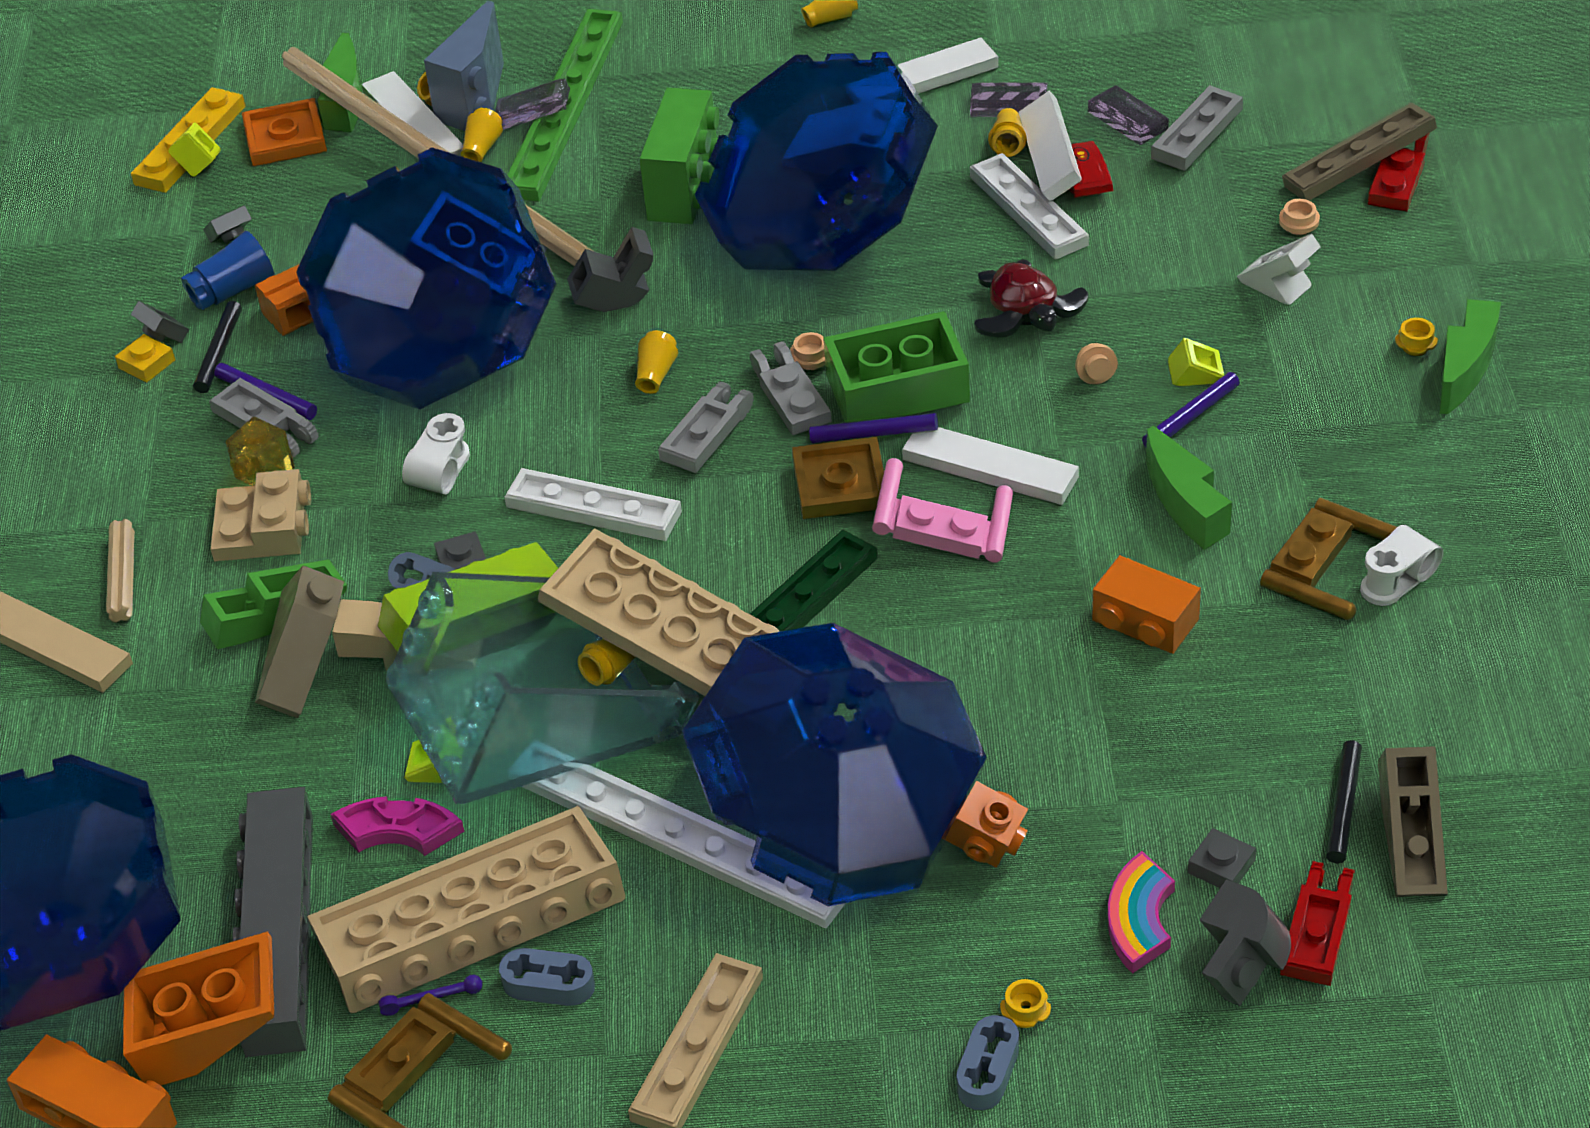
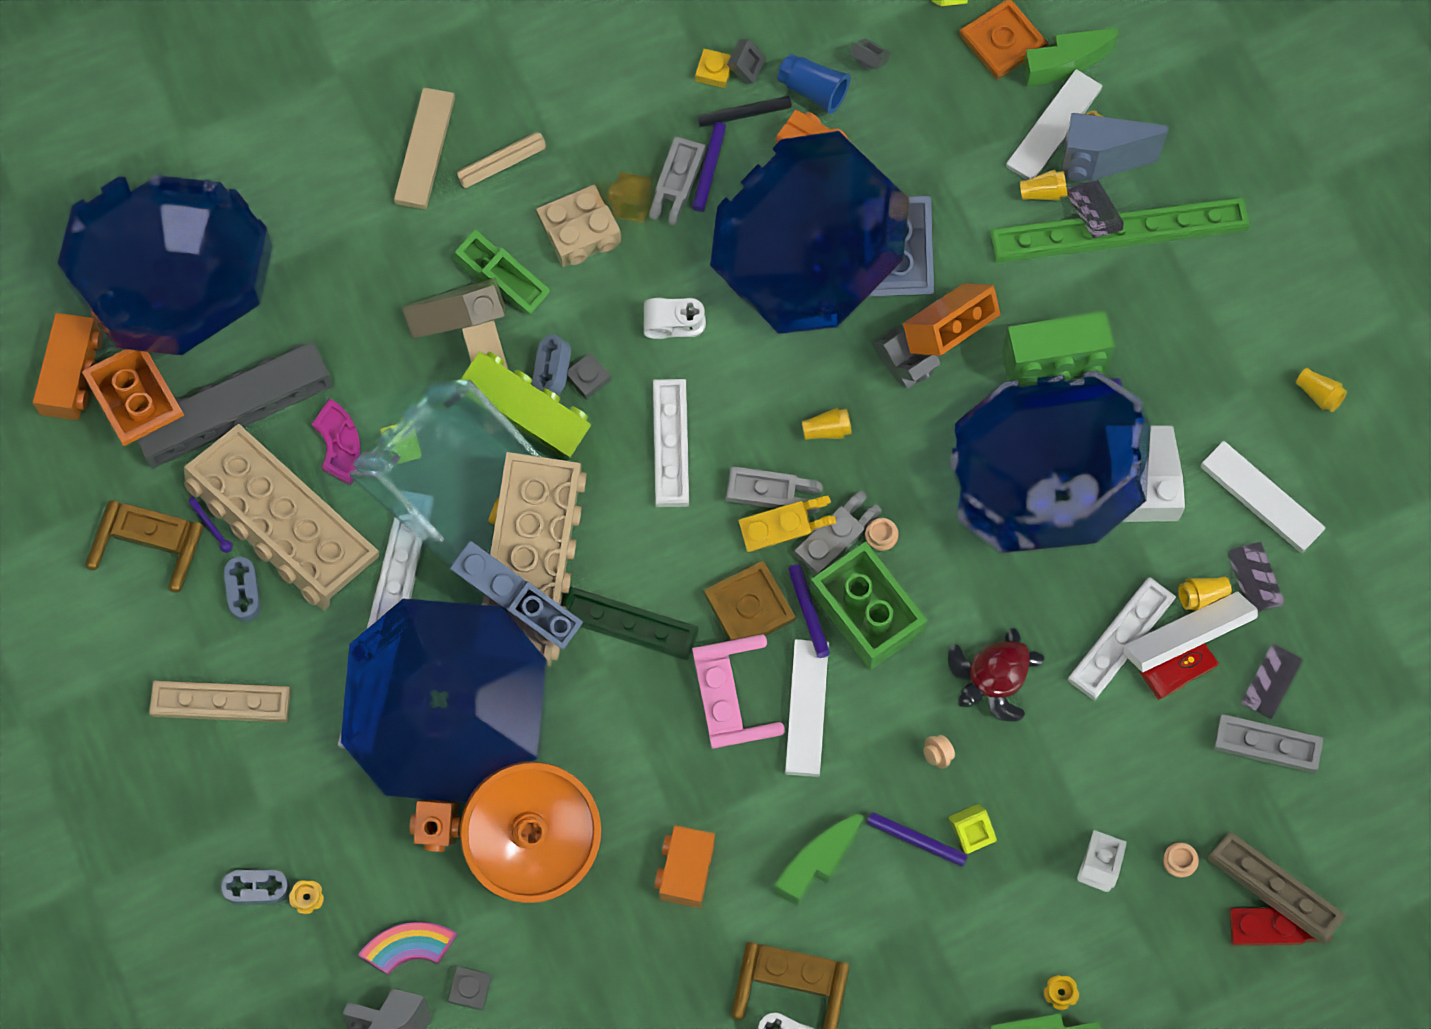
camera: 65 degrees right, 25 degrees up
(409, 138) = (998, 151): tan axle -> none
(596, 217) = (951, 319): none -> orange brick
(707, 646) = (516, 595): none -> sand blue slope
(756, 420) = (783, 524): none -> yellow hinge
(1043, 725) = (530, 831): none -> orange dish

